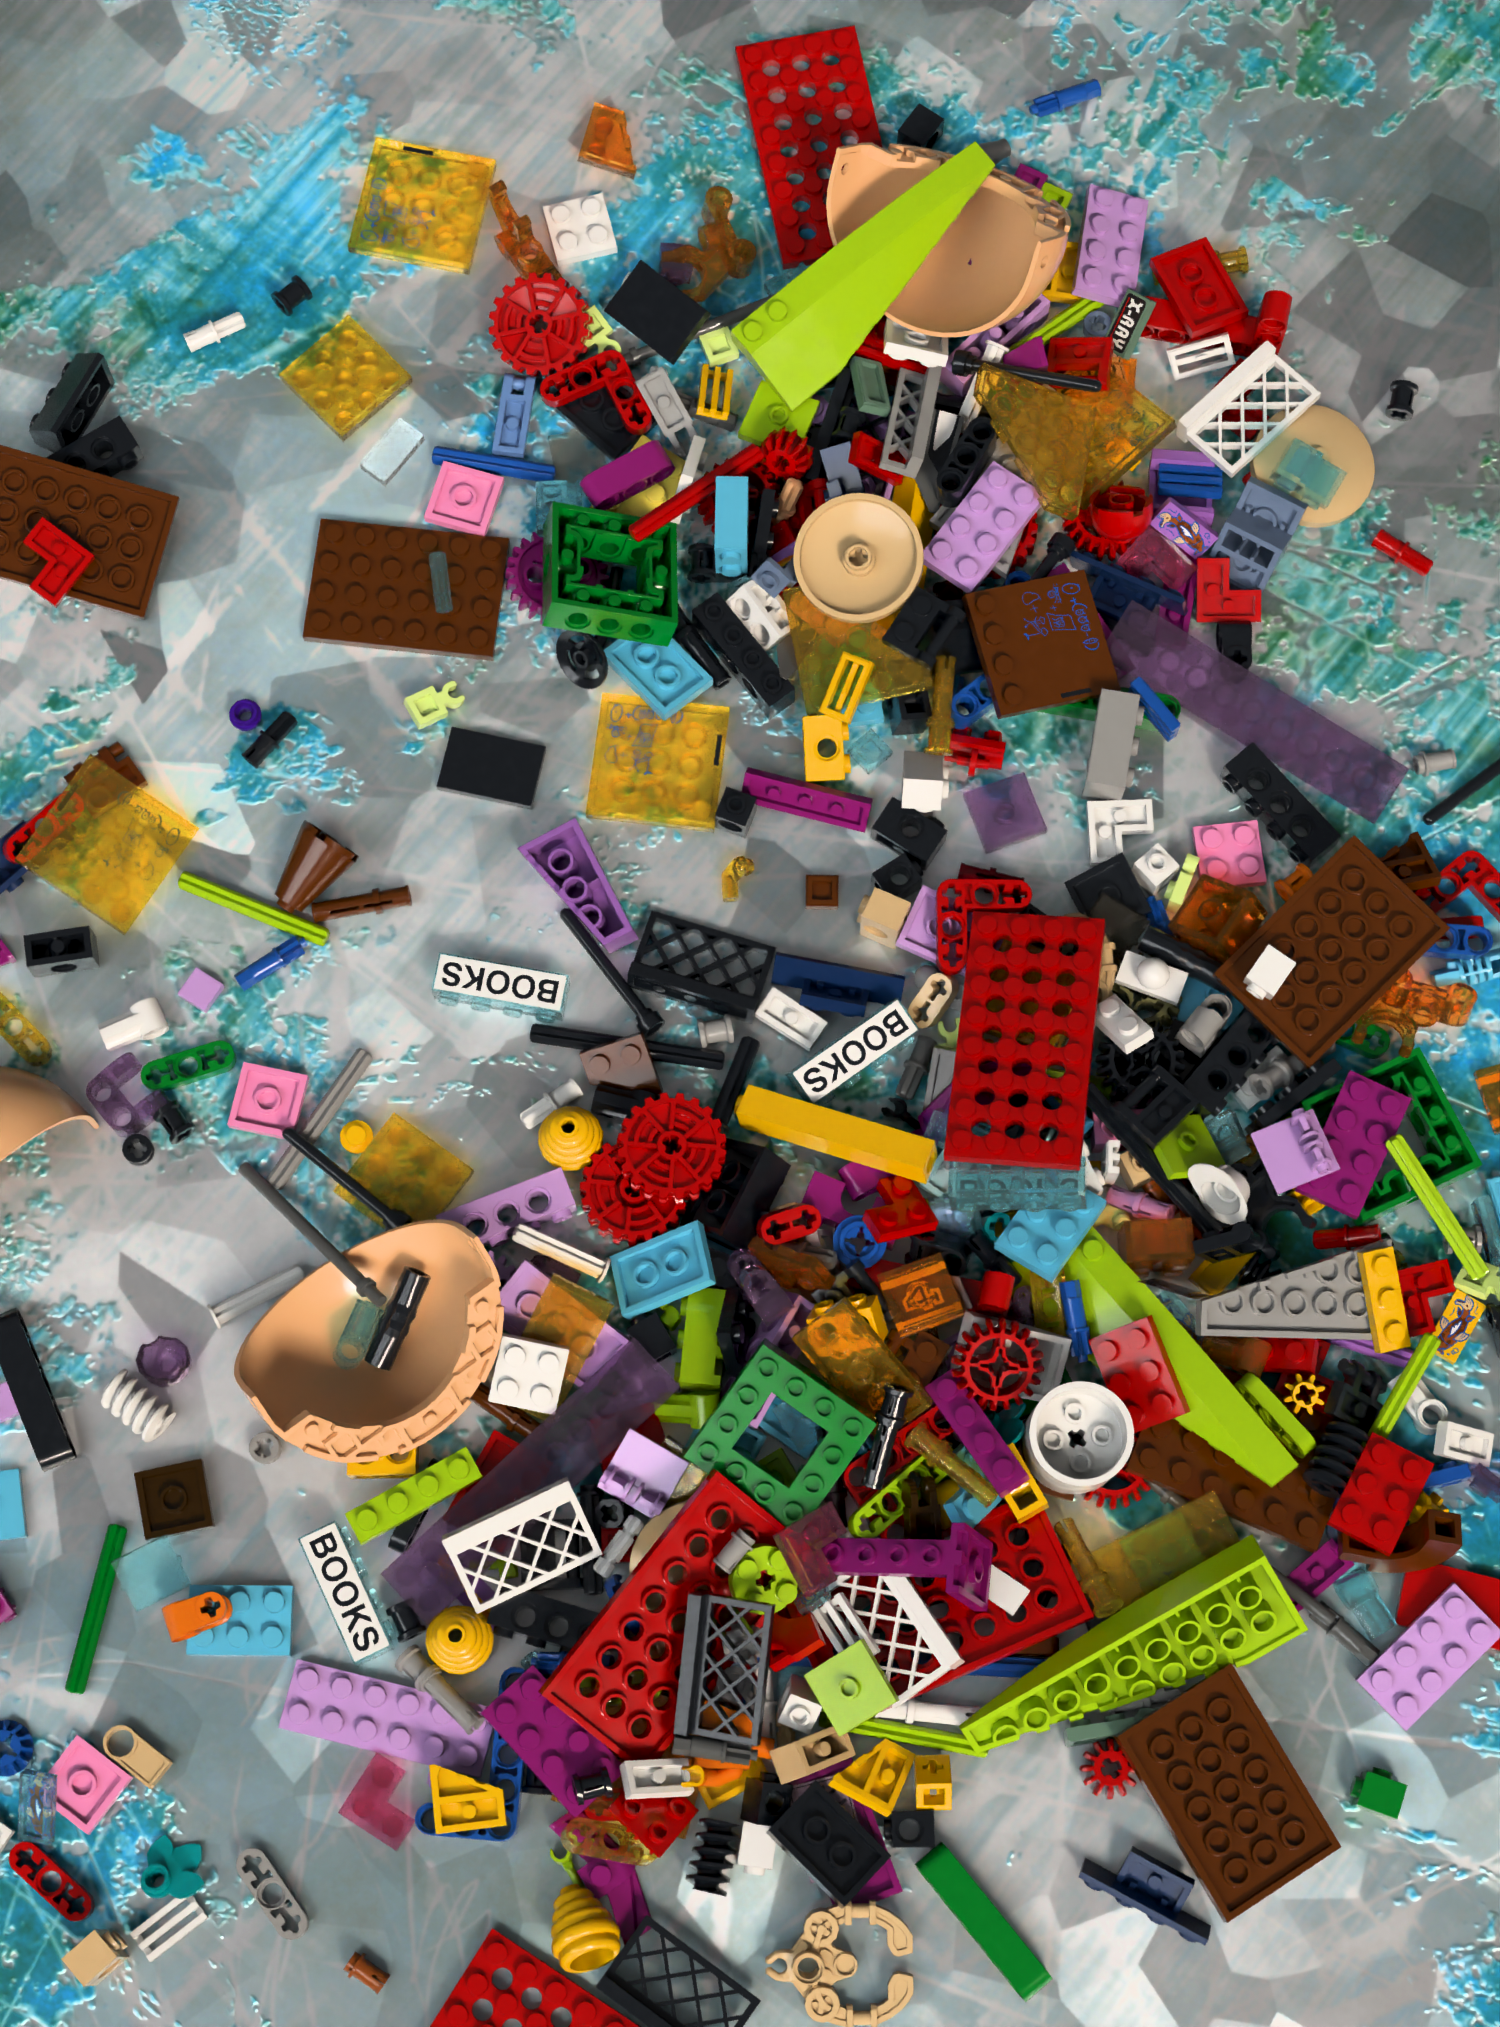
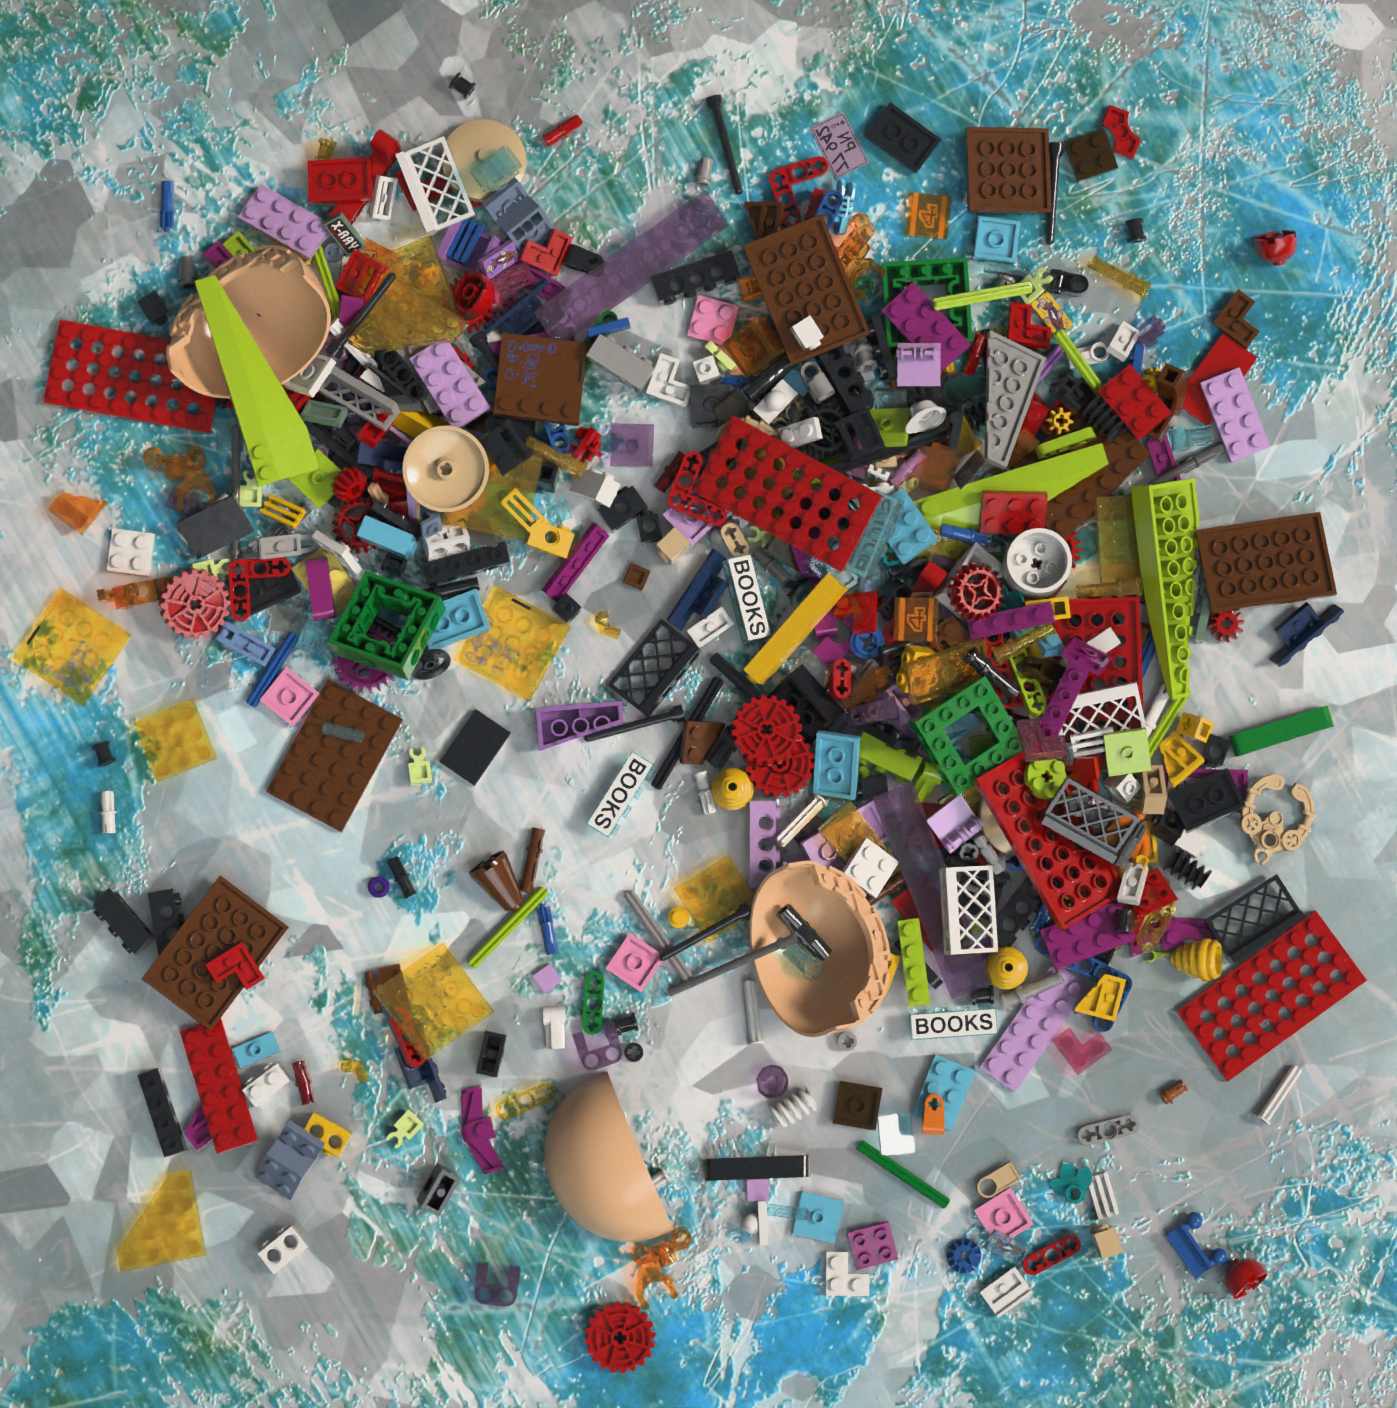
camera: 65 degrees left, 10 degrees up
(694, 493) = (355, 551): red axle -> none
(715, 1030) = (699, 676): light grey bush -> none
(734, 1550) = (1025, 787): light grey pin -> none
(1378, 1793) = (1298, 478): green brick -> none
(1383, 1299) = (1023, 350): yellow plate -> none

